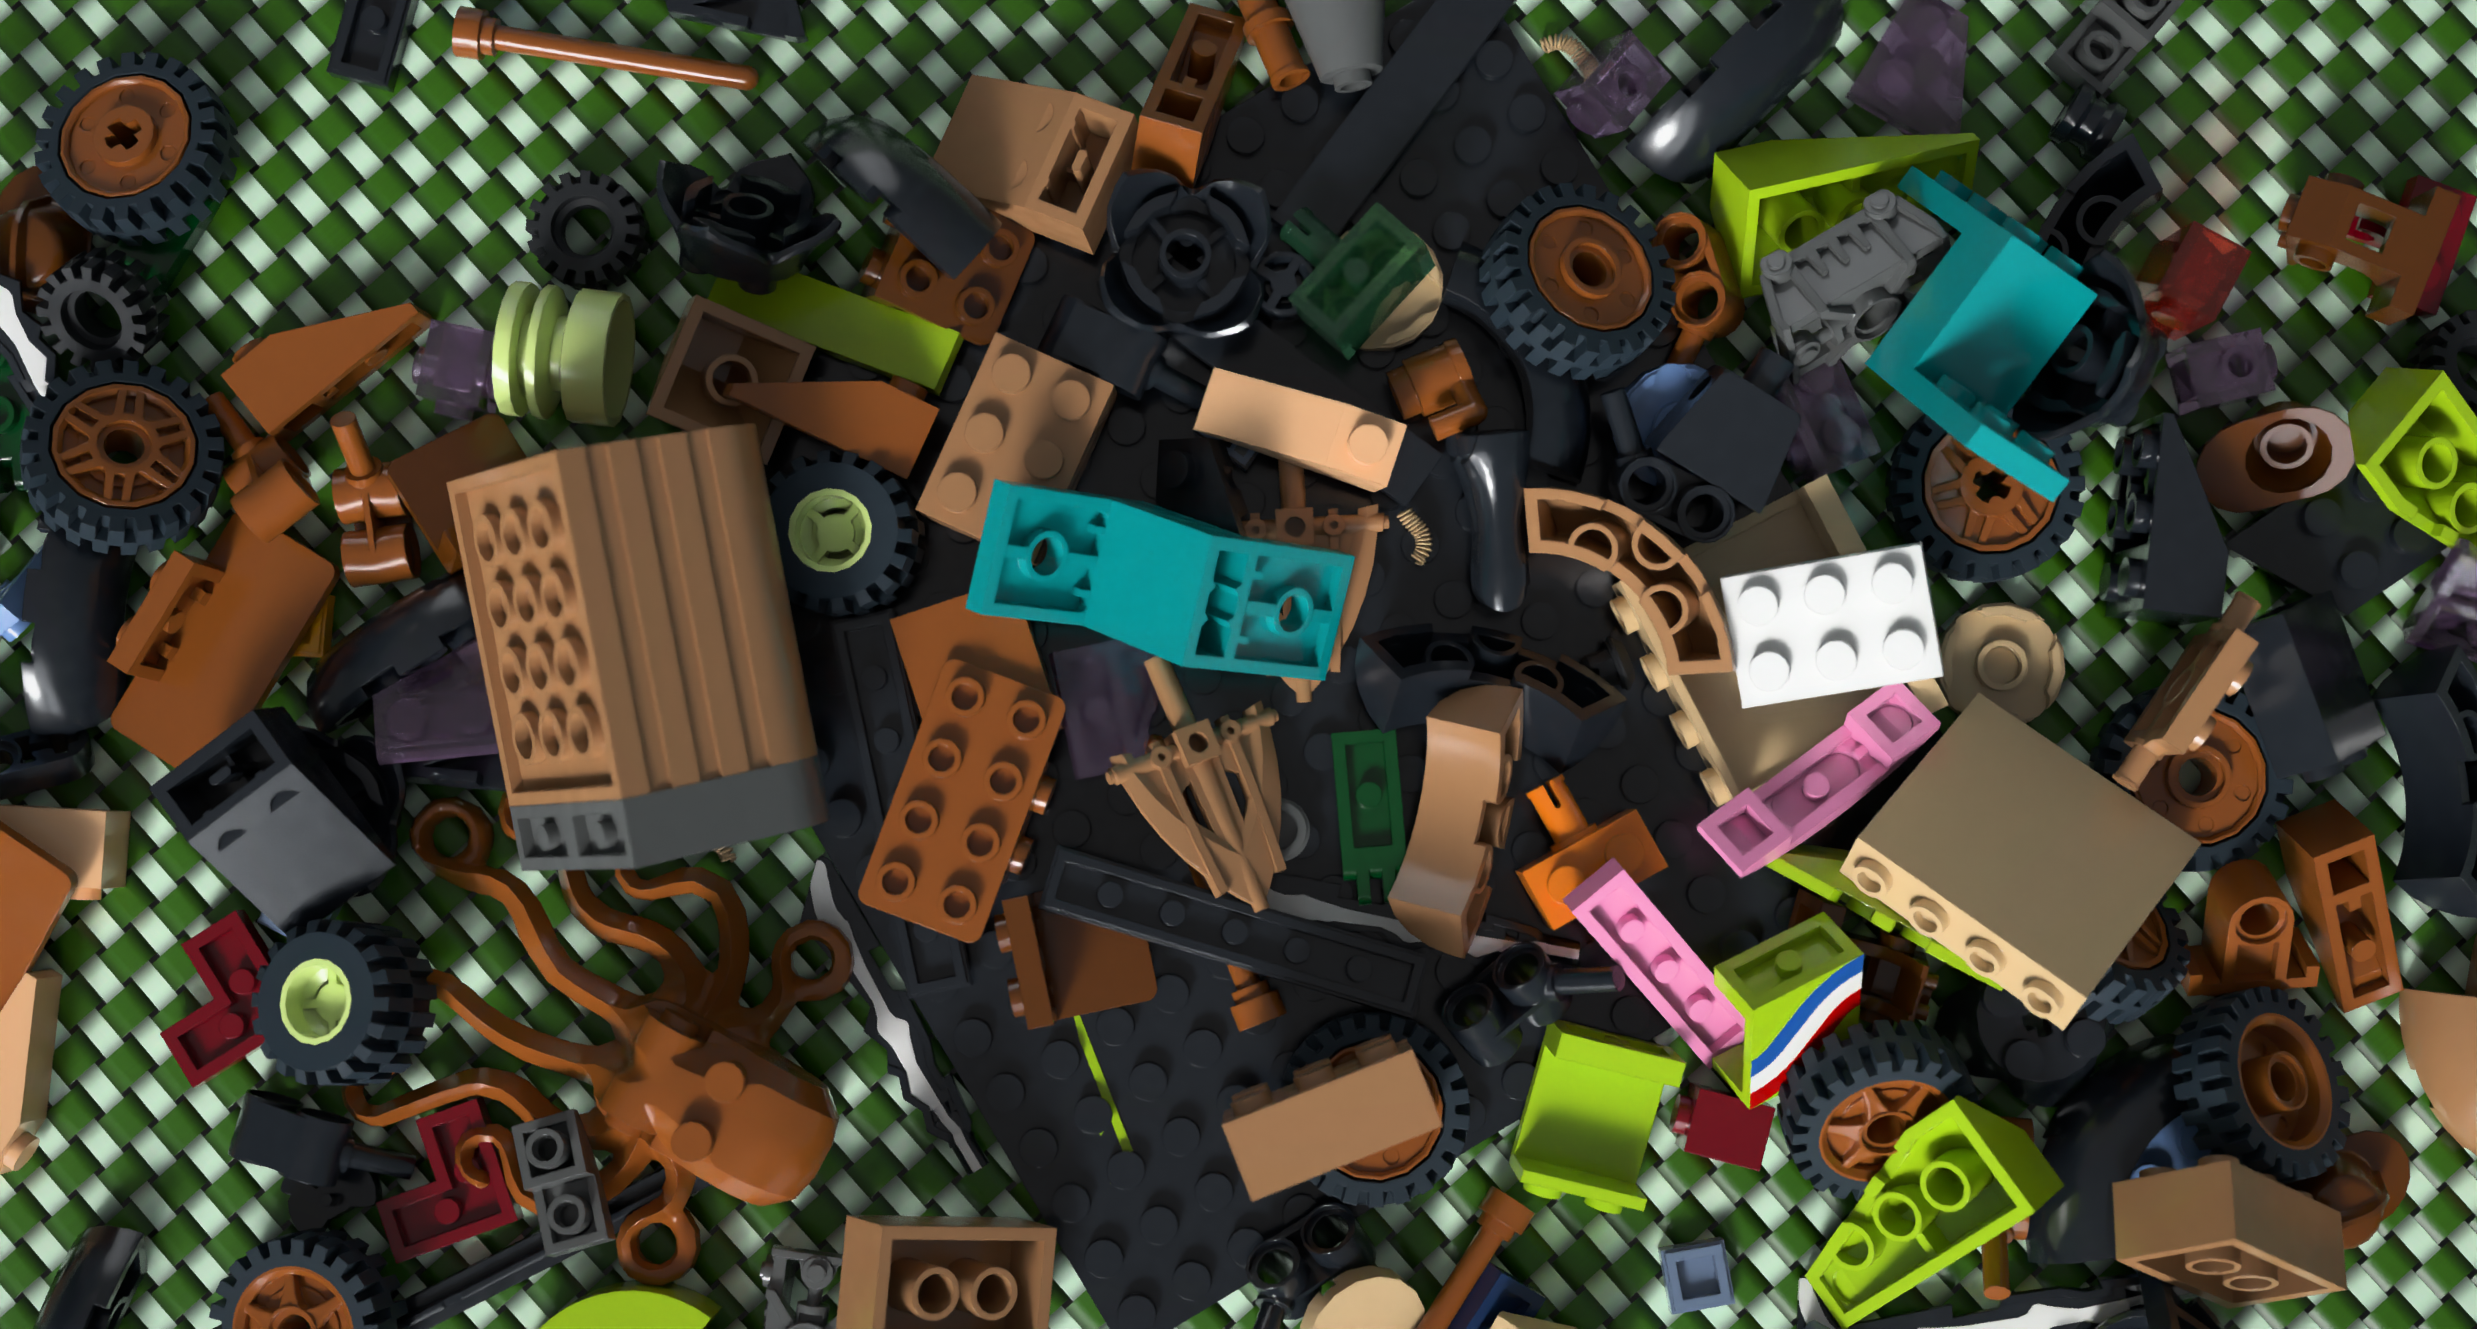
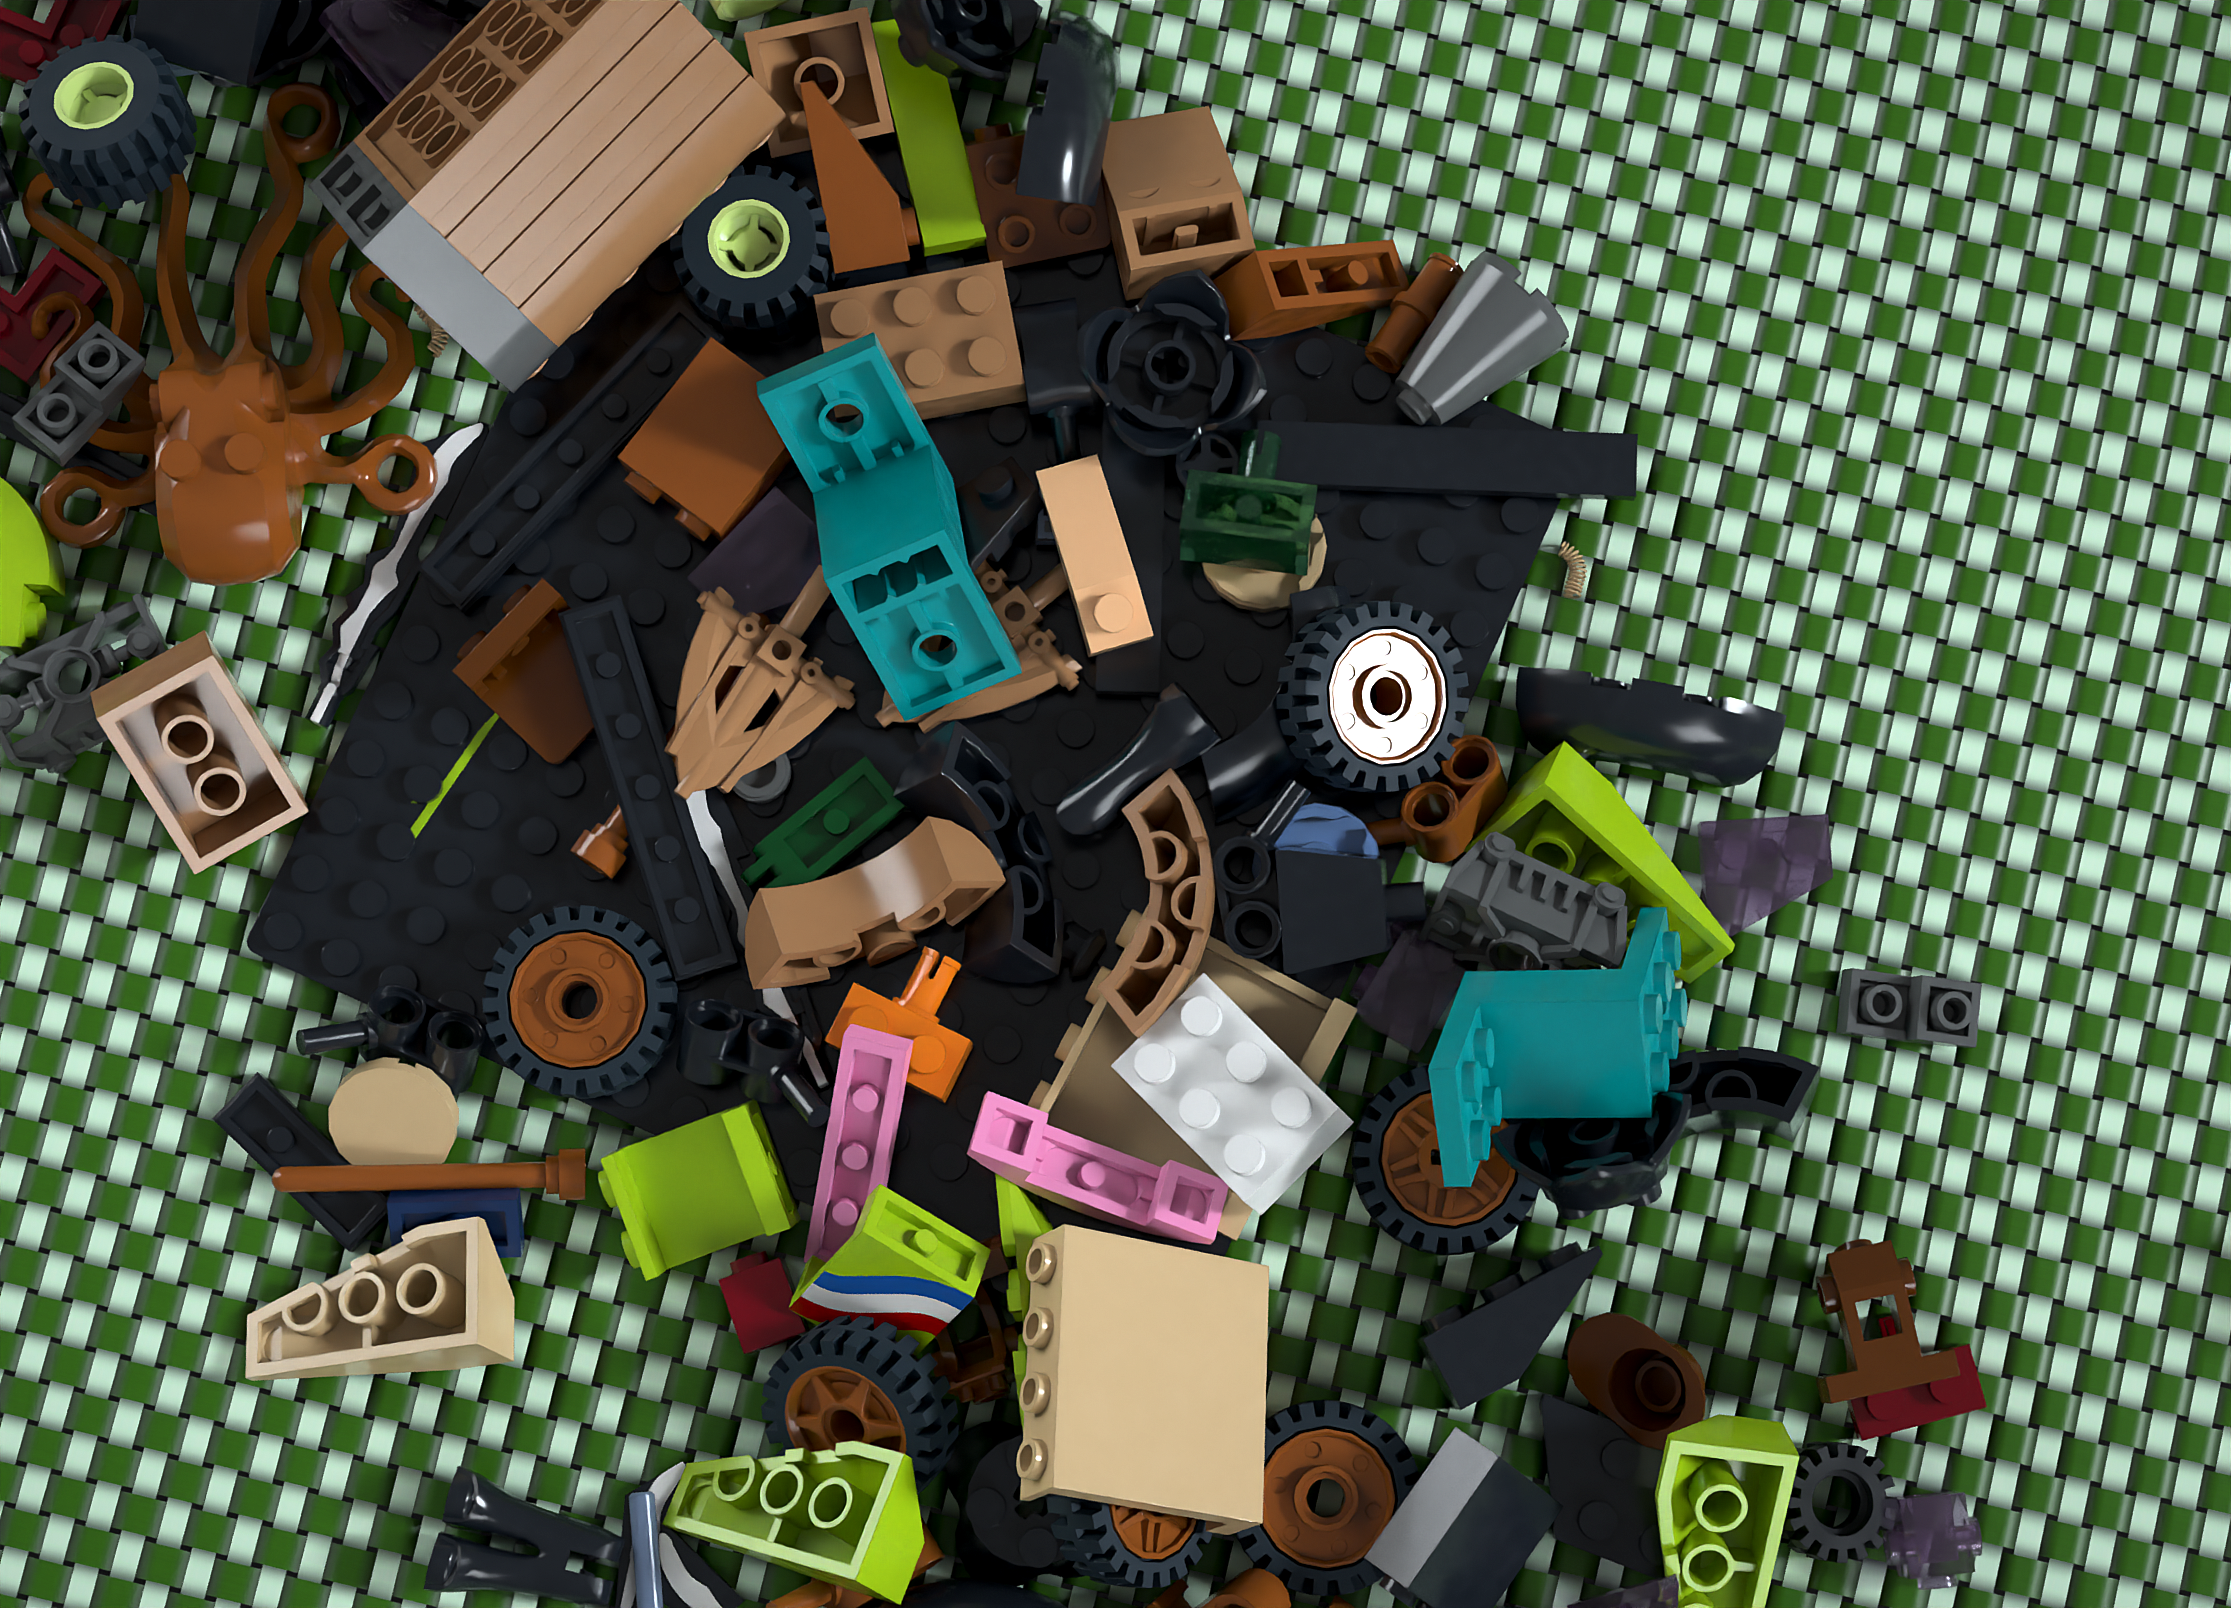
camera: 50 degrees right, 5 degrees down
(965, 802) = (604, 499): dark orange bracket -> none
(1328, 1116) = (544, 951): medium nougat brick -> none
(1422, 538) = (1076, 727): tan leg -> none
(1437, 381) = (1211, 649): dark orange piece -> none
(1612, 86) = (1560, 621): clear purple brick -> none
(1696, 1275) = (625, 1371): sand blue tile -> none
(2005, 657) = (1316, 1275): tan tile -> none
(2087, 122) = (1814, 1034): black wheel -> none
(2183, 704) = (1408, 1432): medium nougat plate -> none
(2189, 278) = (1729, 1200): clear red brick -> none
(2222, 371) = (1659, 1283): clear purple brick -> none

